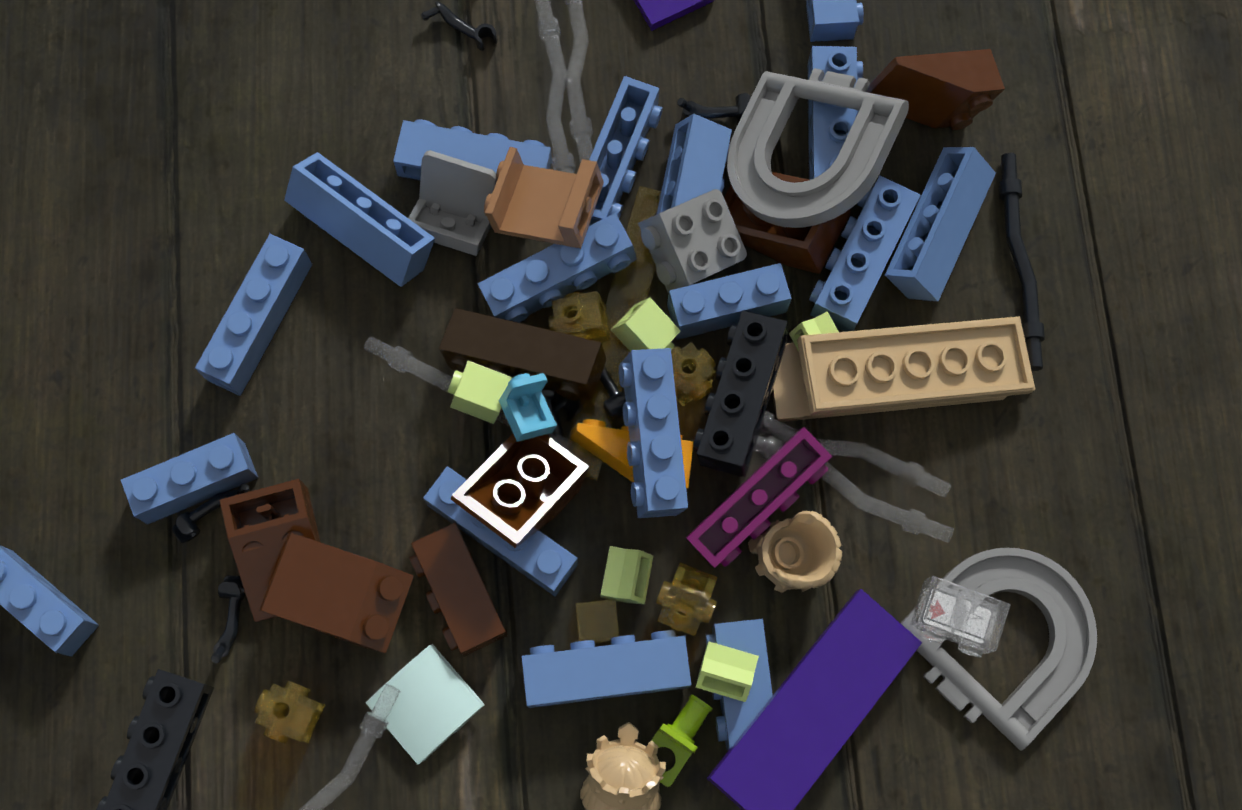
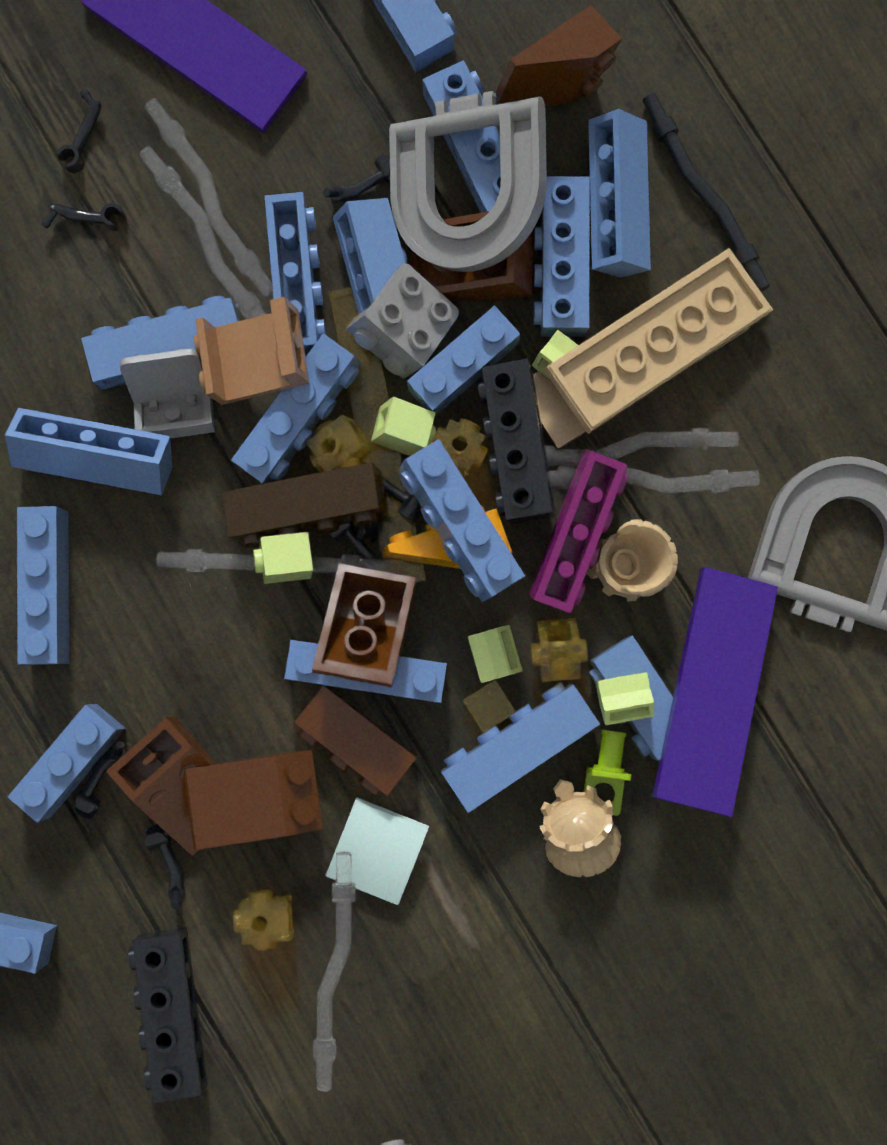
camera: 25 degrees left, 10 degrees up
(527, 407) = (336, 554): medium azure bracket -> none
(959, 616) = (800, 548): clear brick -> none

